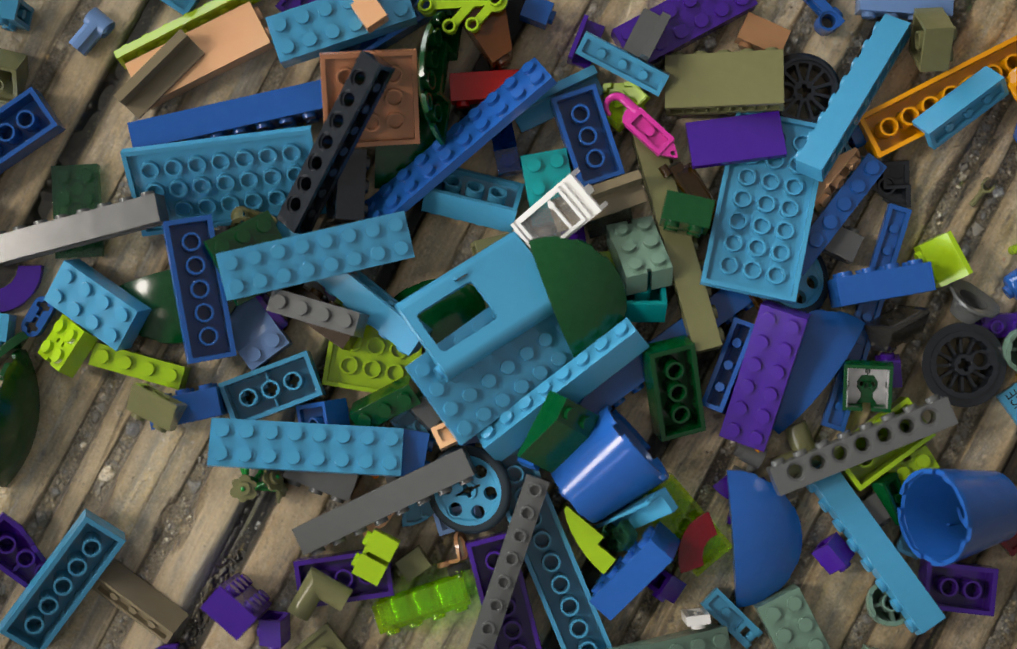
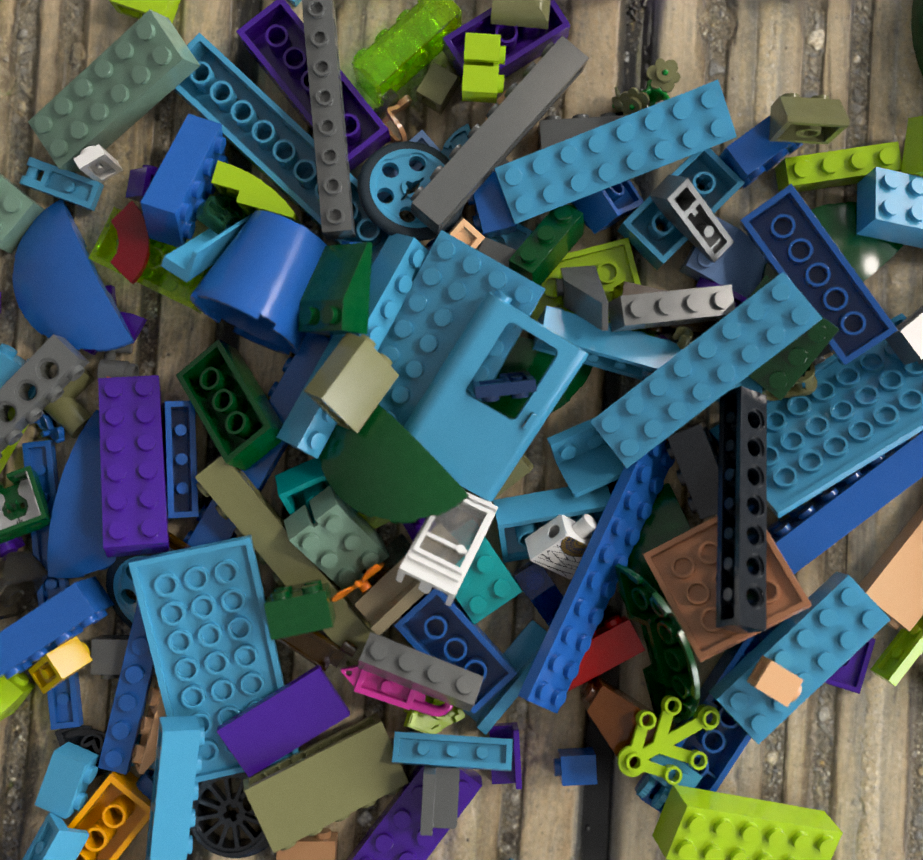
camera: 155 degrees right, 0 degrees up
(270, 374) = (691, 216): none -> dark grey slope
(315, 288) = (684, 336): none -> olive hand
(376, 353) = (584, 294): none -> dark grey slope
(430, 232) = (584, 458): none -> dark azure bracket
(459, 309) = (516, 384): none -> dark blue plate
(476, 177) = (561, 544): none -> white torso
(575, 359) = (352, 381): none -> brick
(620, 130) = (420, 672): none -> dark grey brick
(633, 212) = (363, 584): none -> orange piece
(815, 427) = (46, 424): none -> blue piece
(883, 253) = (60, 664): none -> yellow slope
(912, 167) = (67, 780): none -> dark azure brick

